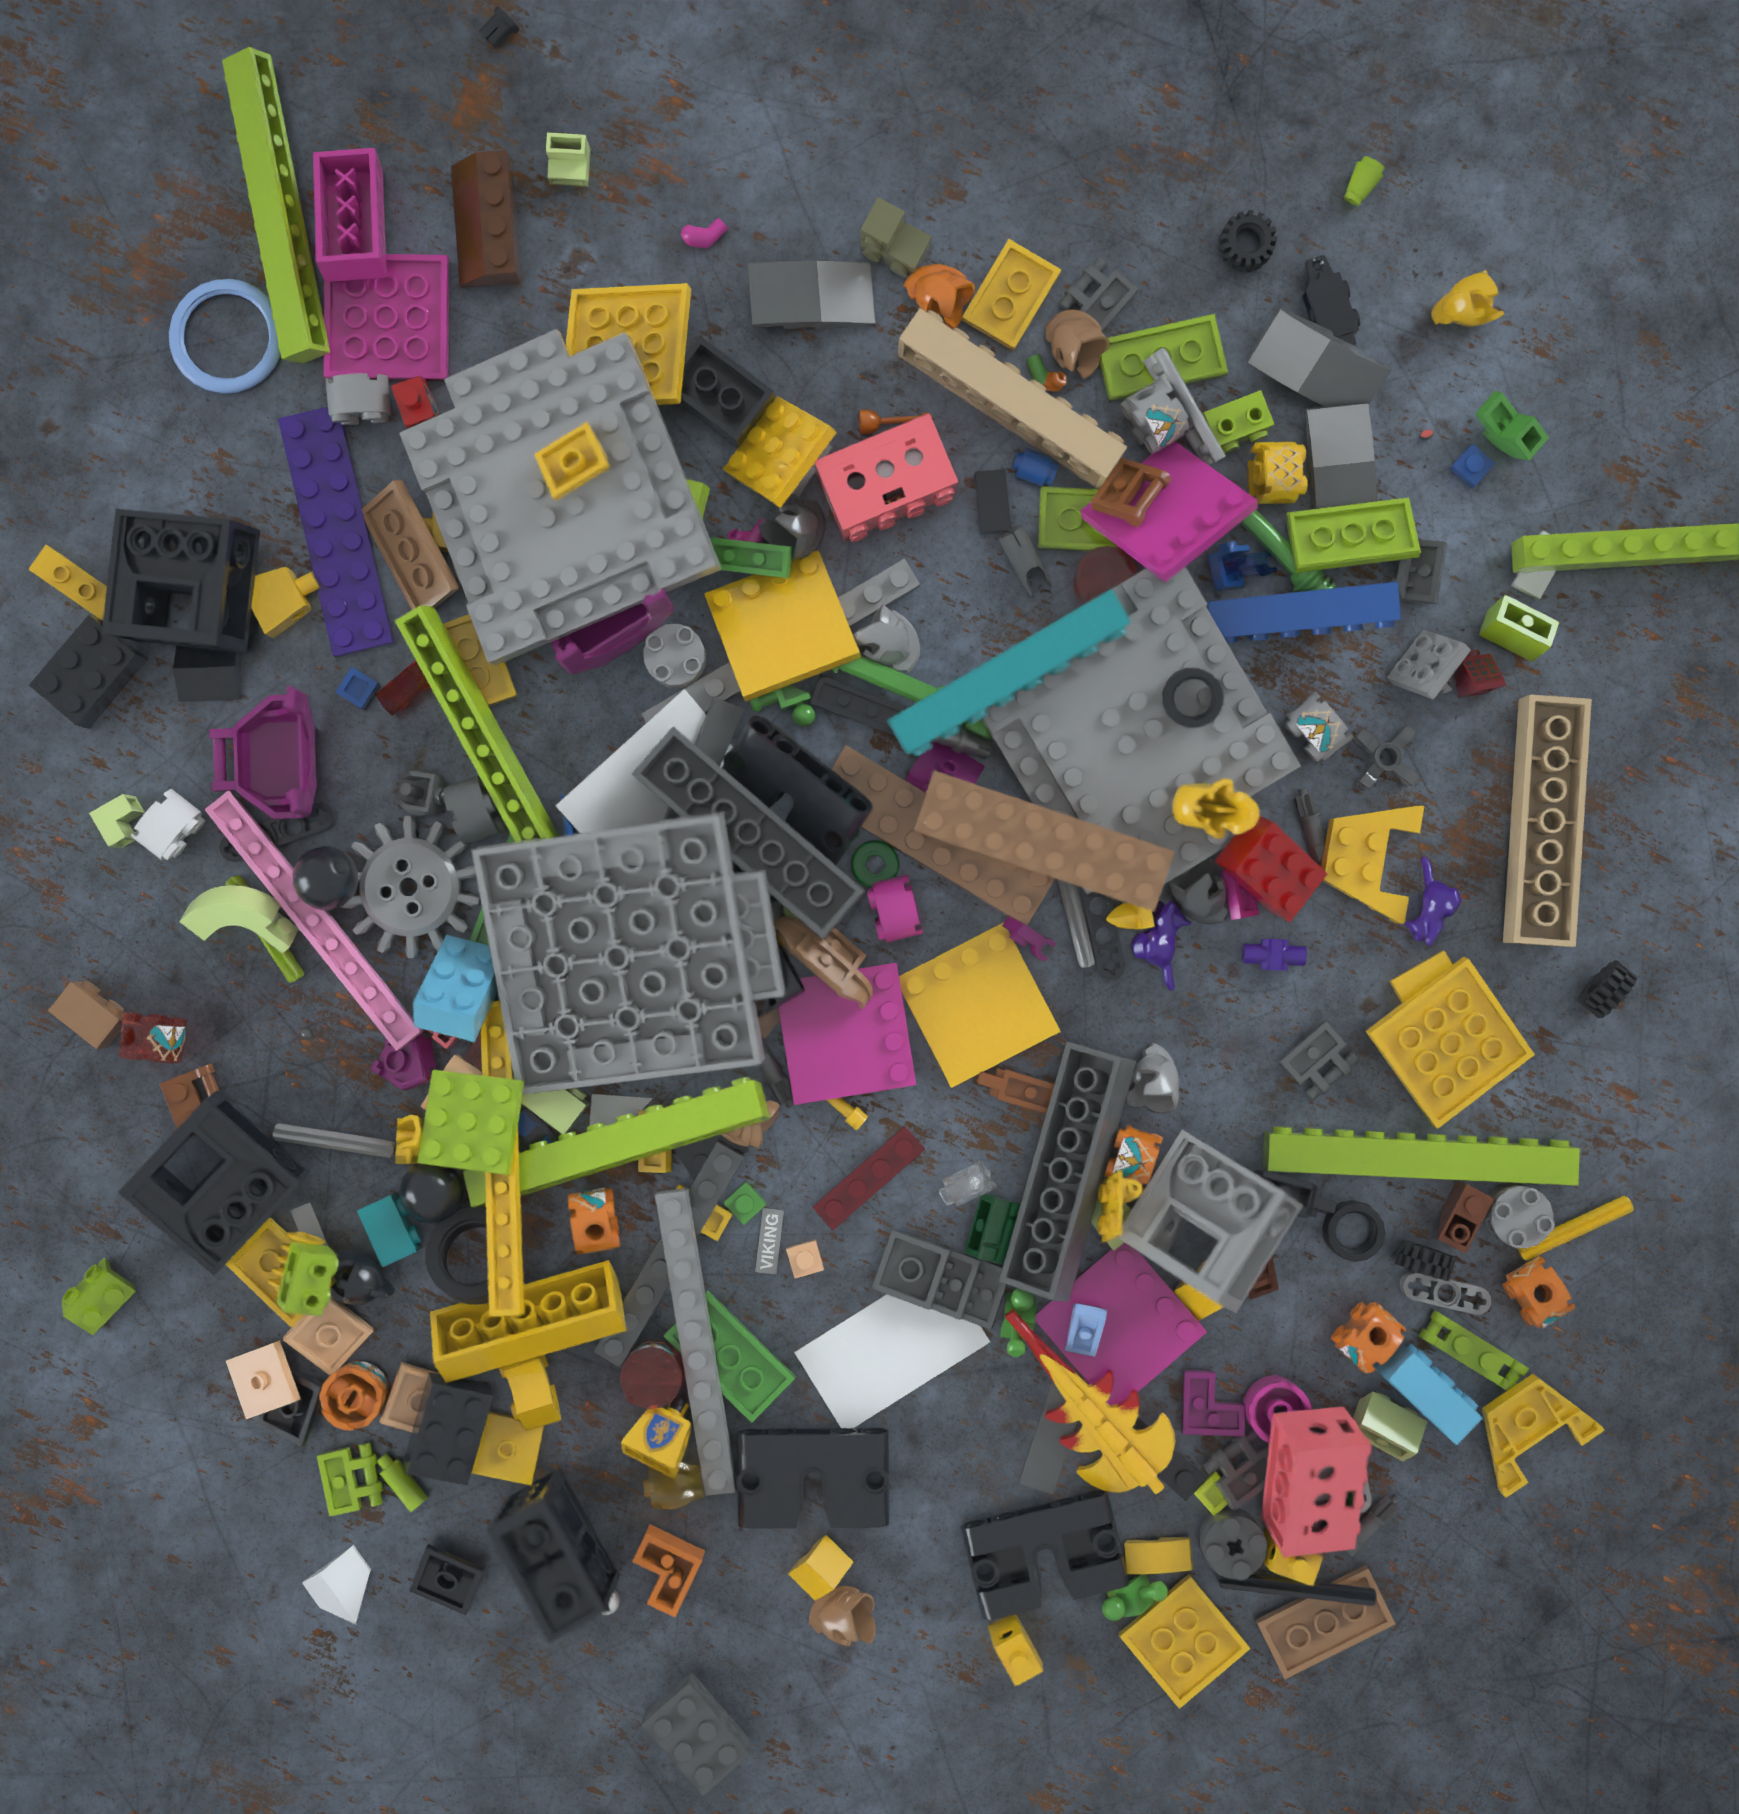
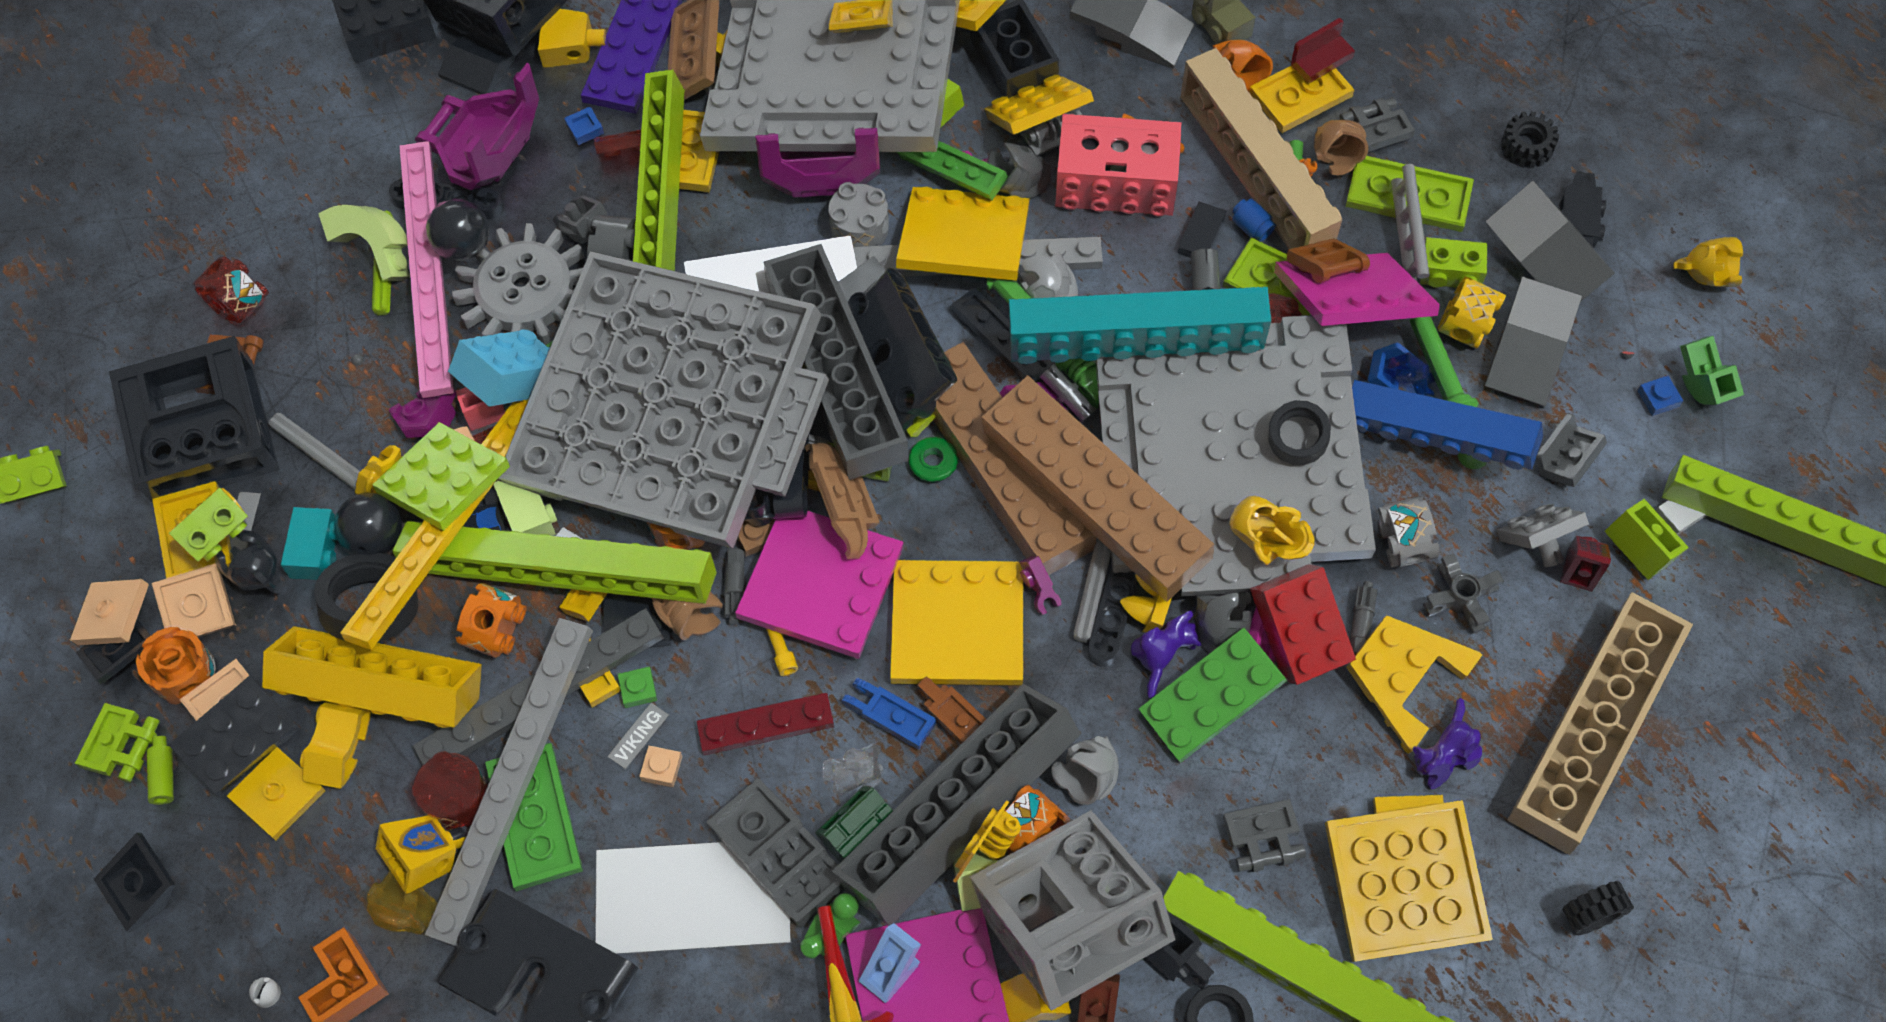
camera: 35 degrees right, 25 degrees down
(88, 1013) = (192, 249): medium nougat brick -> none
(114, 818) = (327, 124): yellowish green piece -> none
(167, 825) = (362, 145): white brick -> none
(340, 1585) = (38, 830): white slope -> none
(554, 1555) = (245, 888): black piece -> none
(789, 698) = (937, 296): bright green piece -> none
(895, 908) = (928, 495): dark pink brick -> none
(968, 1116) = (891, 713): none -> blue hinge
(1015, 247) = (1321, 52): none -> dark red panel
(1155, 417) = (1380, 222): light grey brick -> none
(1223, 964) = (1212, 694): none -> bright green plate
(1274, 954) = (1272, 717): dark purple axle -> none
(1352, 535) = (1518, 388): lime tile -> none
(1363, 180) = (1657, 138): lime cone -> none

